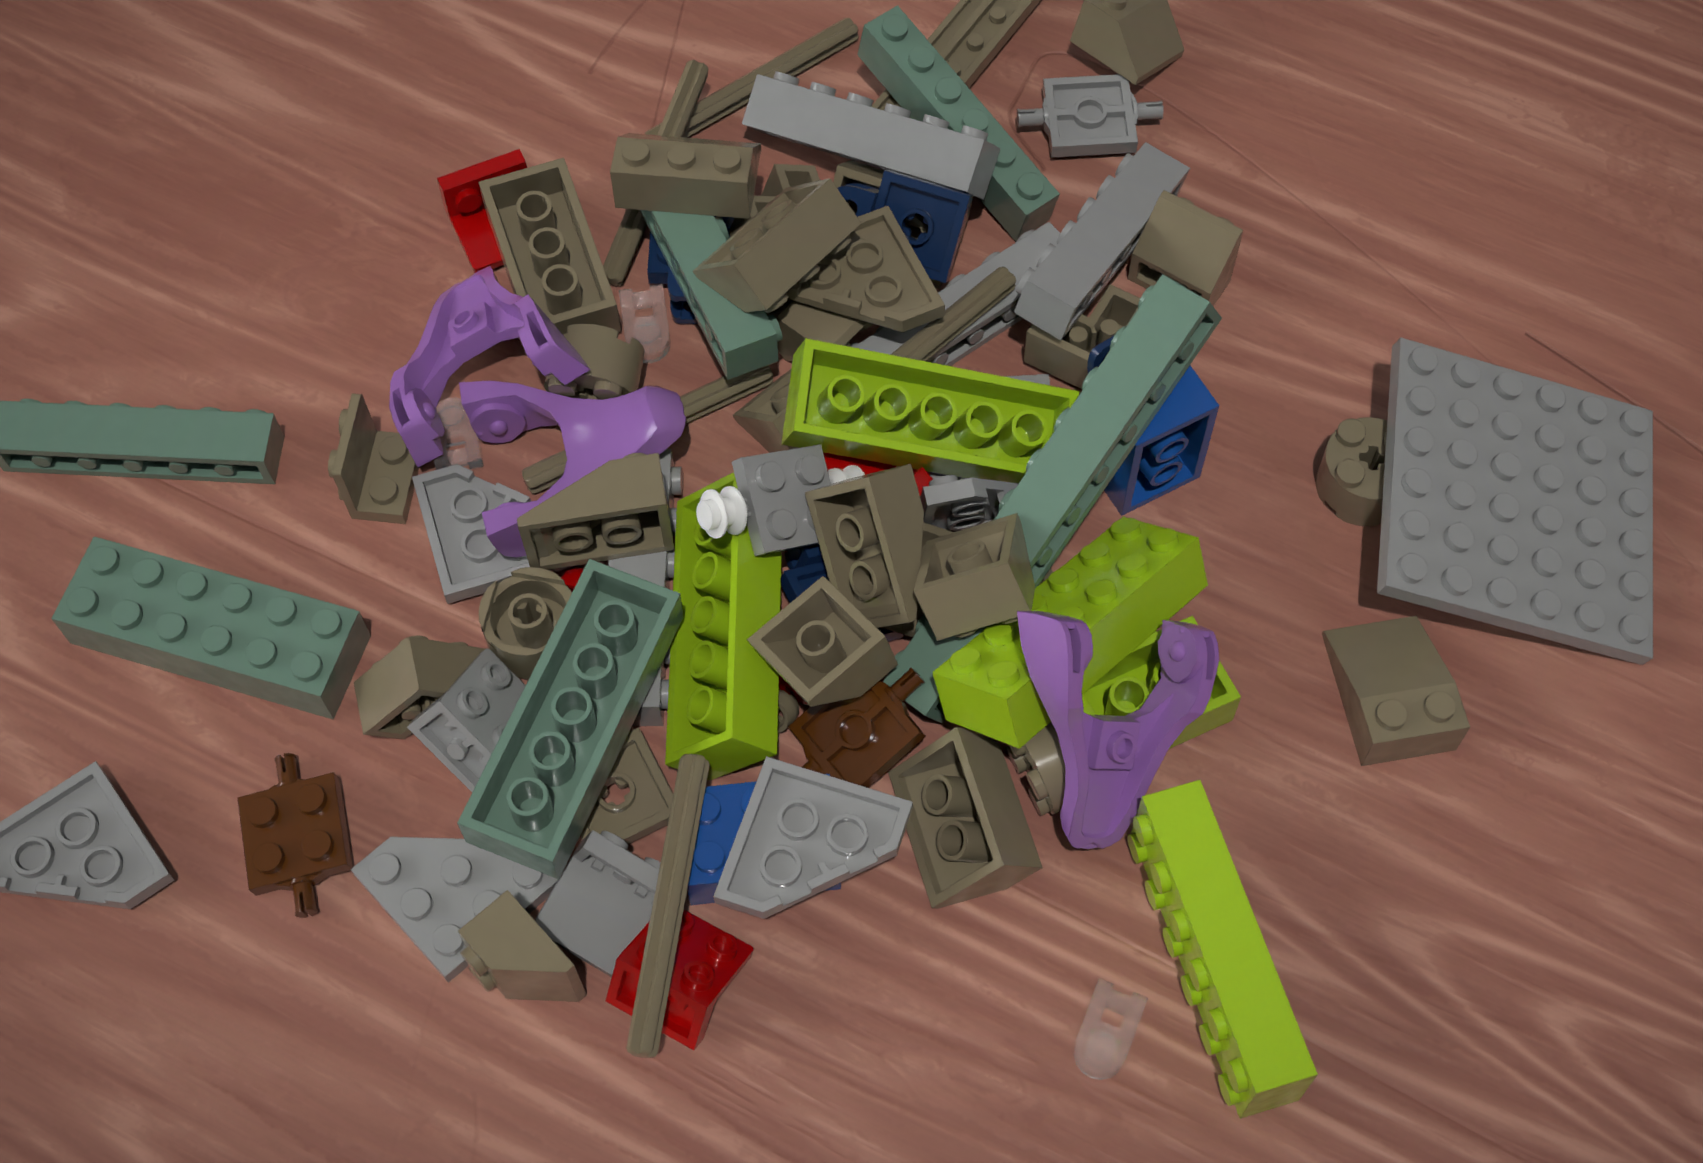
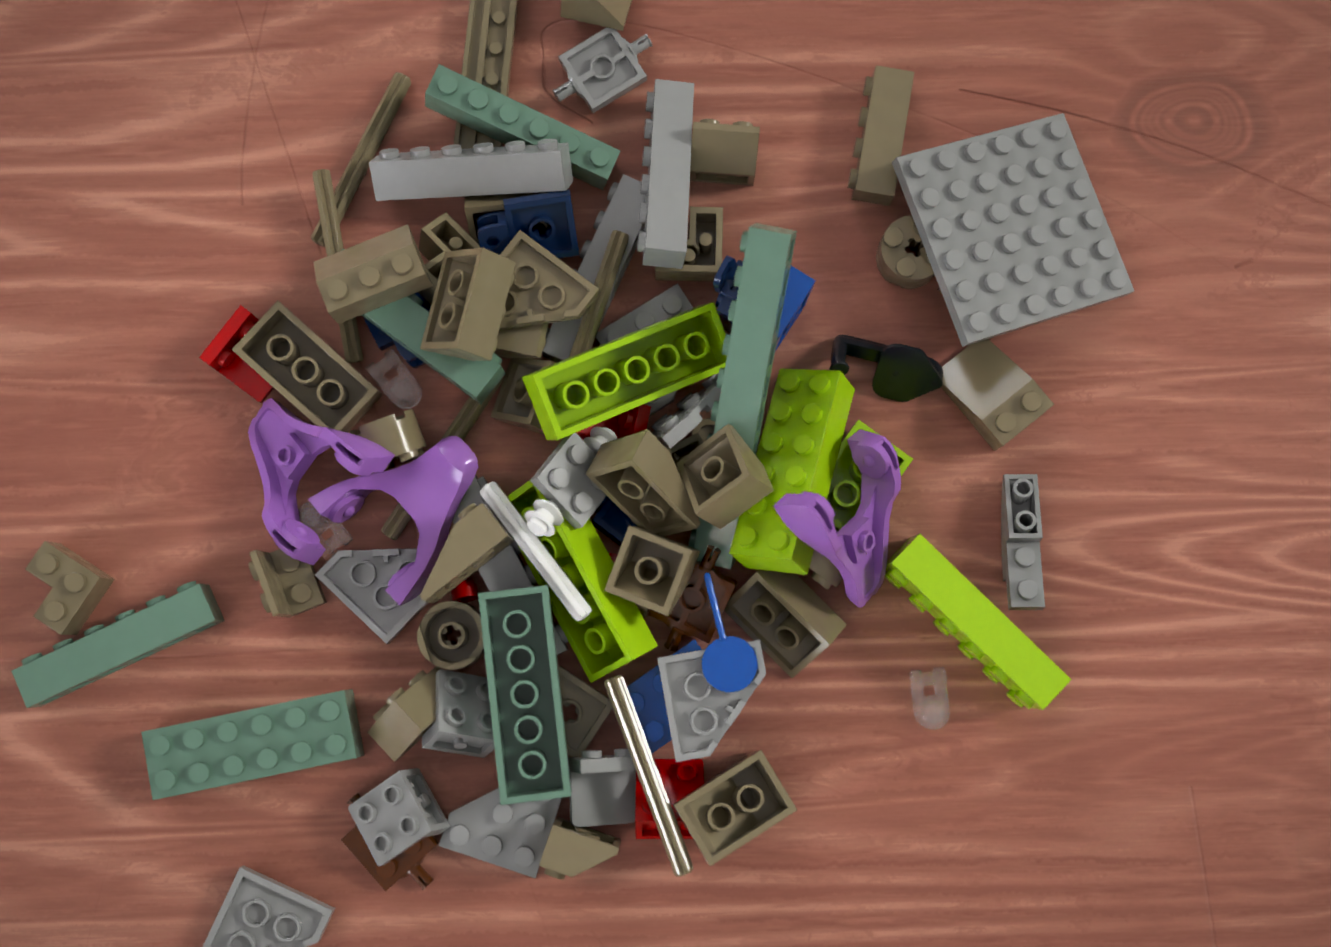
camera: 30 degrees left, 20 degrees up
(129, 359) = (75, 589): none -> dark tan brick
(326, 793) = (397, 815): none -> light grey bracket
(691, 565) = (535, 551): none -> white axle
(759, 1012) = (734, 807): none -> dark tan slope
(856, 806) = (729, 660): none -> blue piece
(1283, 597) = (901, 369): none -> black piece
(1340, 888) = (1021, 542): none -> light grey slope
(1412, 310) = (882, 135): none -> dark tan brick

